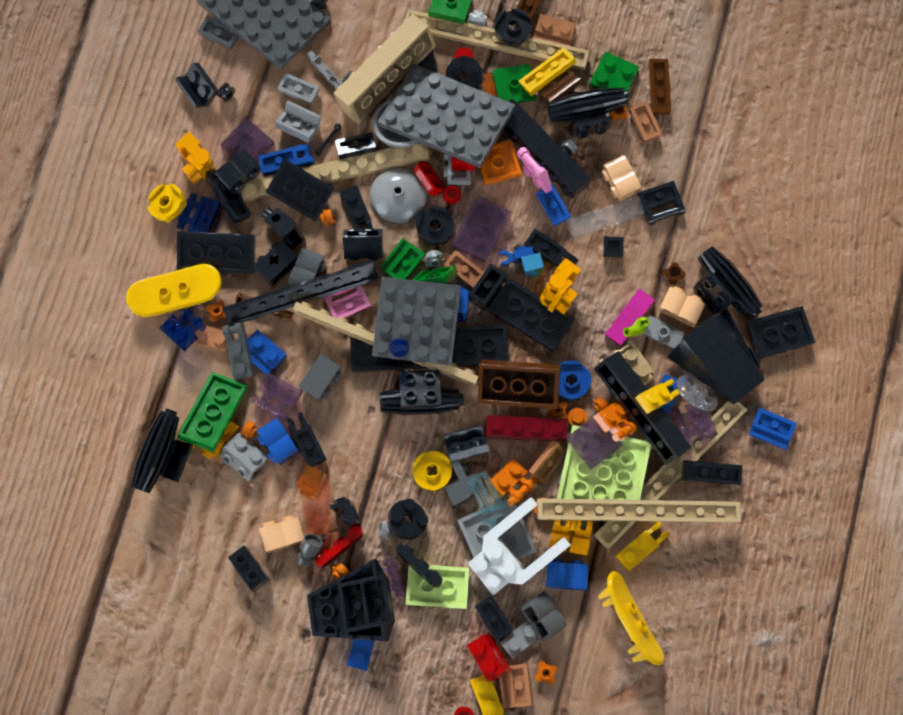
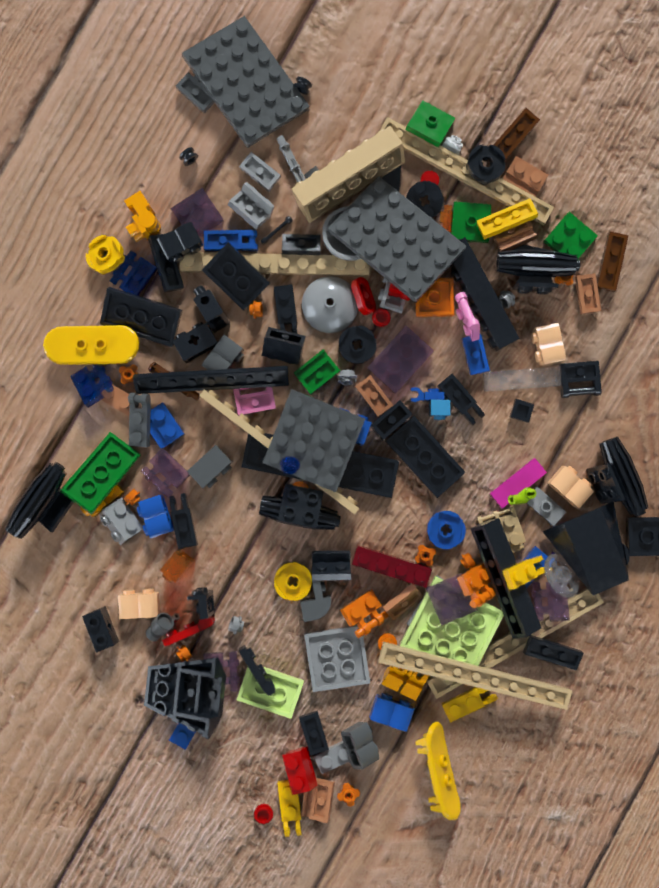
camera: 10 degrees right, 10 degrees up
(197, 86) = (162, 143): black bracket -> none
(414, 512) = (268, 622): black plate -> none
(439, 275) = (344, 398): green plate -> none
(478, 496) = (339, 634): clear light blue tile -> none
(498, 565) = (330, 687): white plate -> none
(519, 384) = (396, 524): reddish brown brick -> none
(558, 290) = (457, 443): light orange hips -> none
(577, 417) = (441, 566): orange plate -> none
(674, 278) = (571, 456): reddish brown plate -> none
(772, 428) = (621, 625): blue plate -> none

